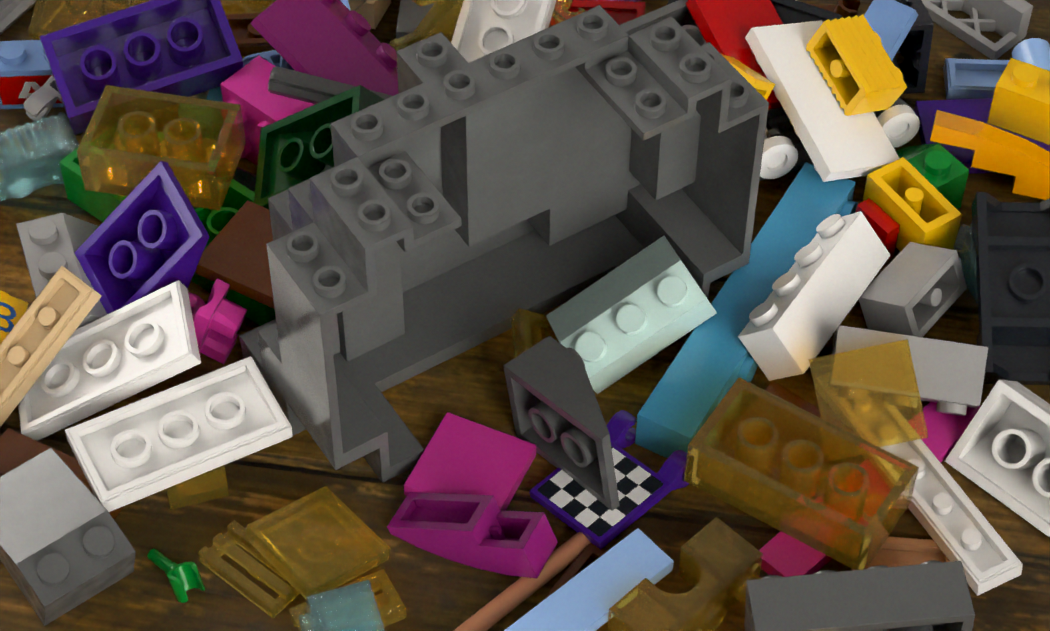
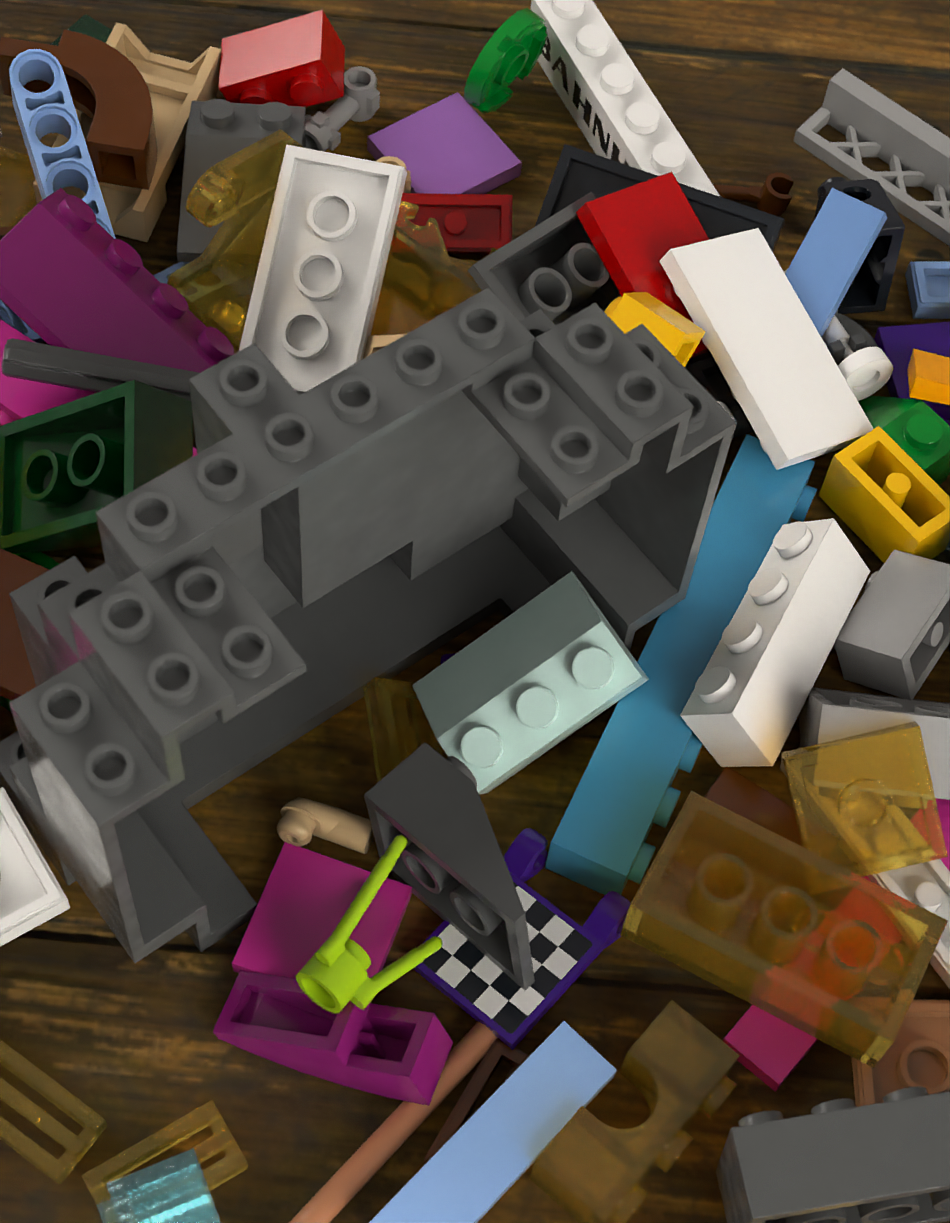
camera: 10 degrees left, 10 degrees up
(317, 543) = (115, 1068): clear yellow tile -> none
(463, 398) = (307, 817): none -> tan arm
(480, 476) = (340, 965): none -> lime plant
(856, 65) = (811, 298): yellow brick -> none
(882, 224) = (850, 517): red tile -> none

